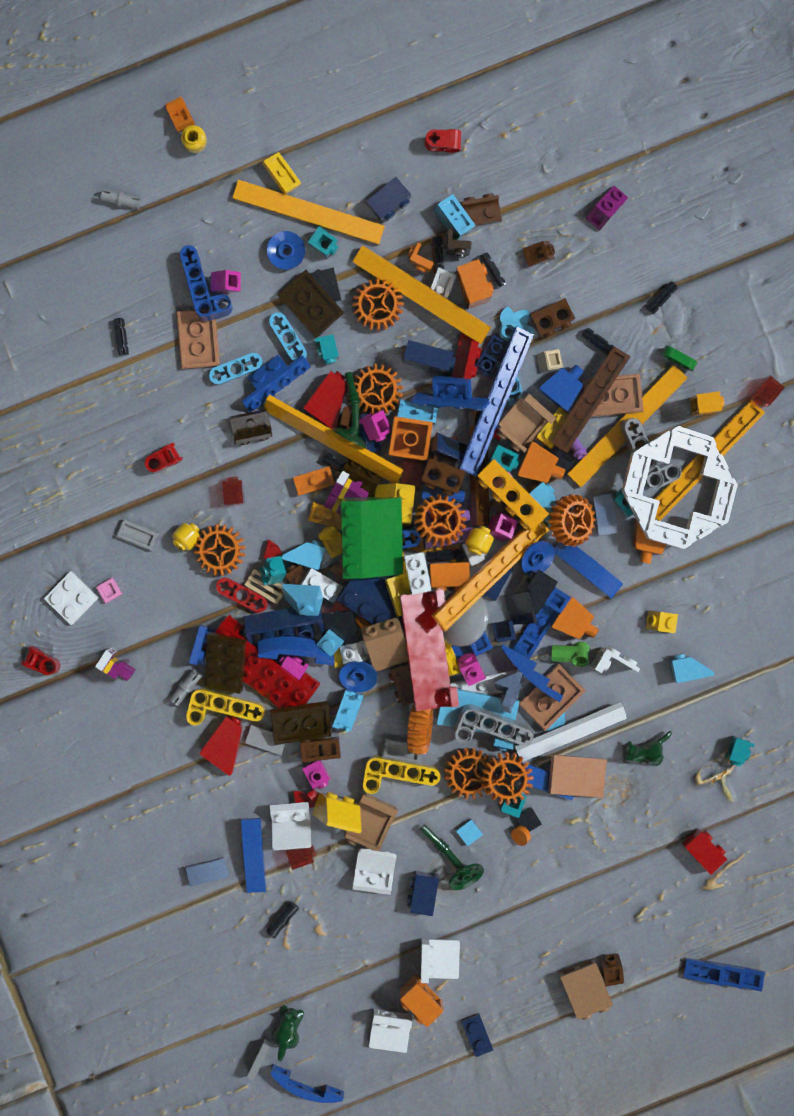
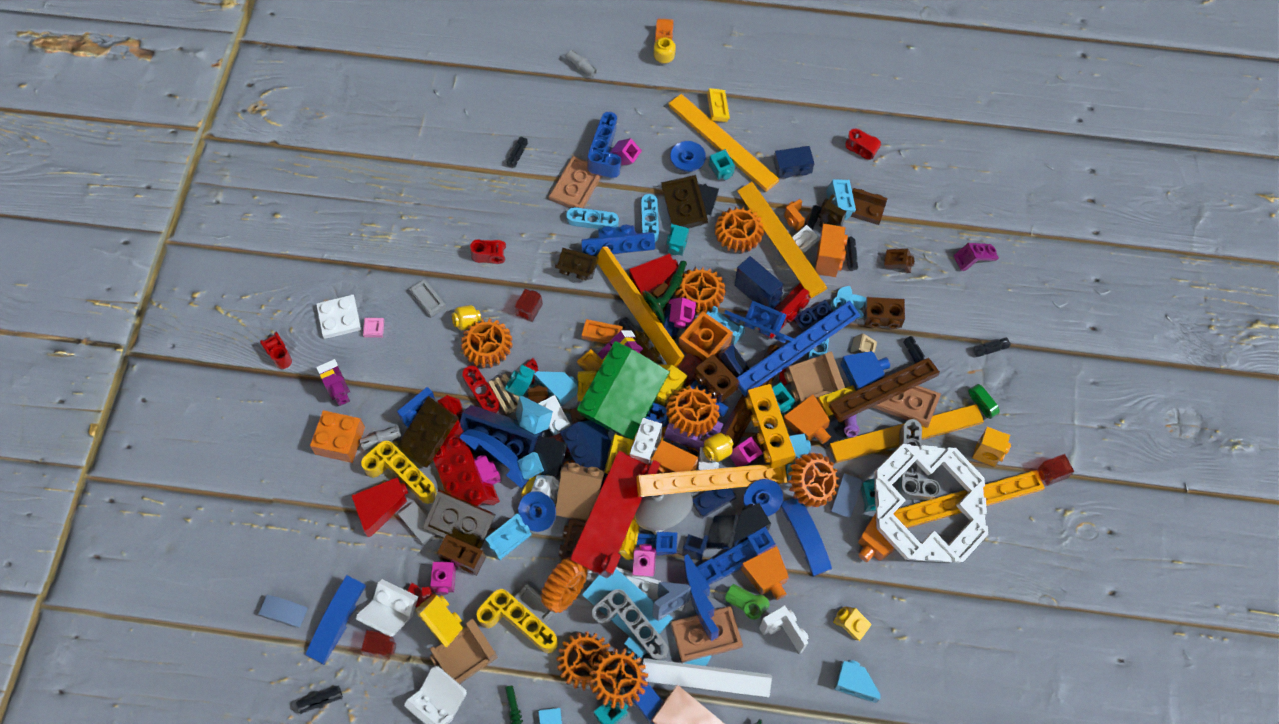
camera: 30 degrees right, 25 degrees down
(150, 708) = (337, 436): none -> orange brick

